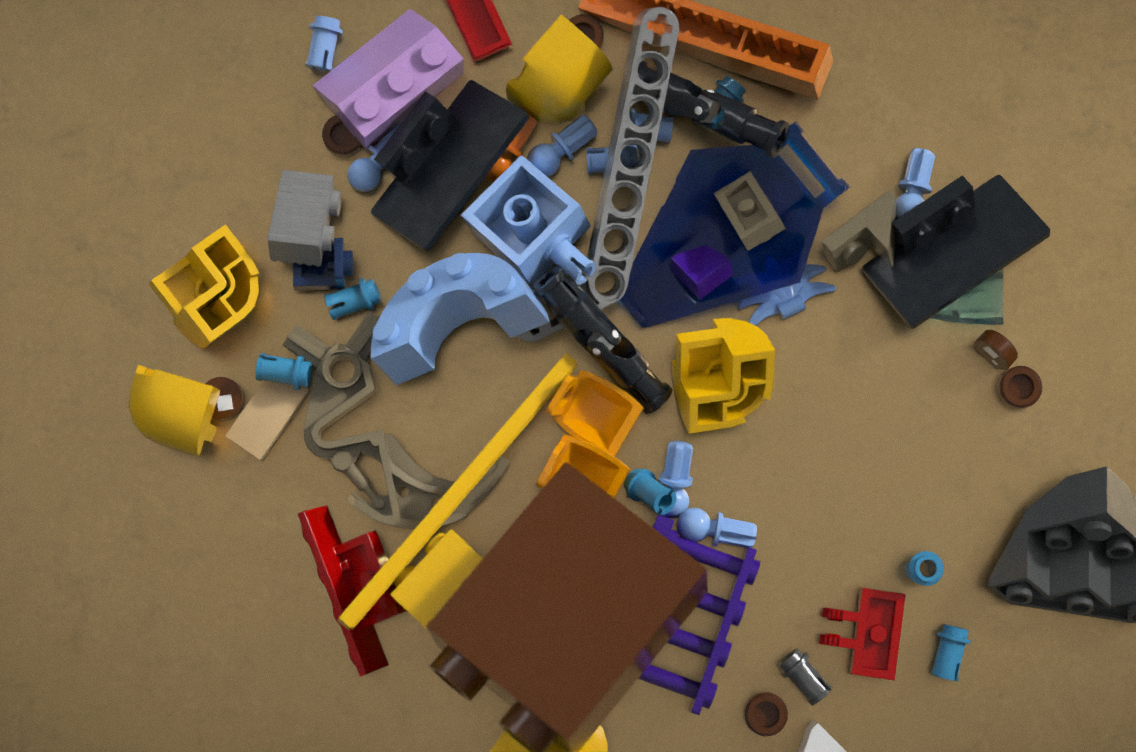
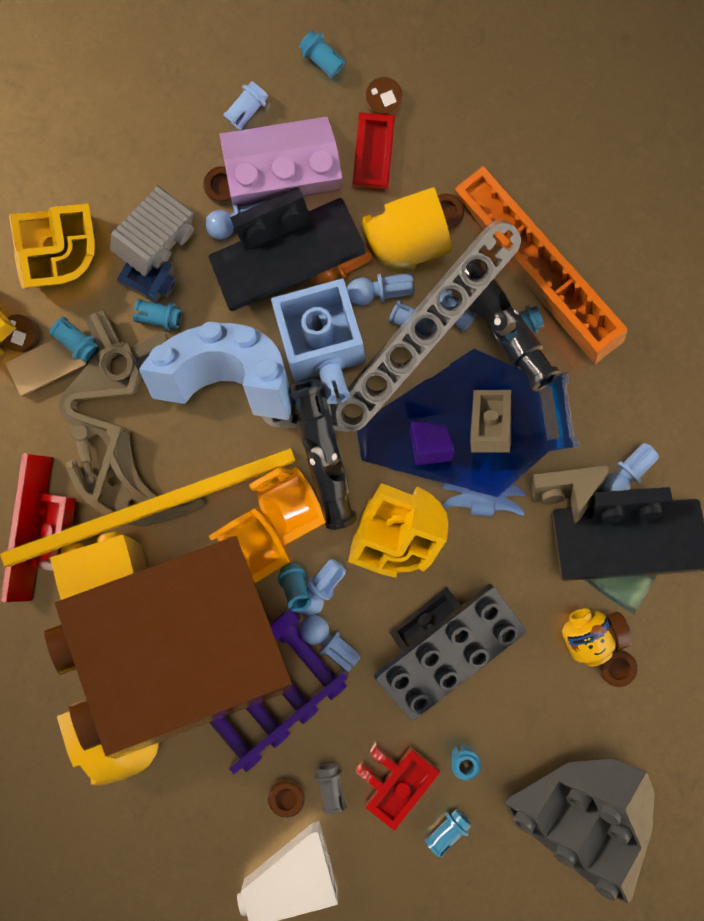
camera: 25 degrees right, 5 degrees up
(837, 464) = (446, 646): none -> black bracket
(972, 371) = (589, 637): none -> yellow head

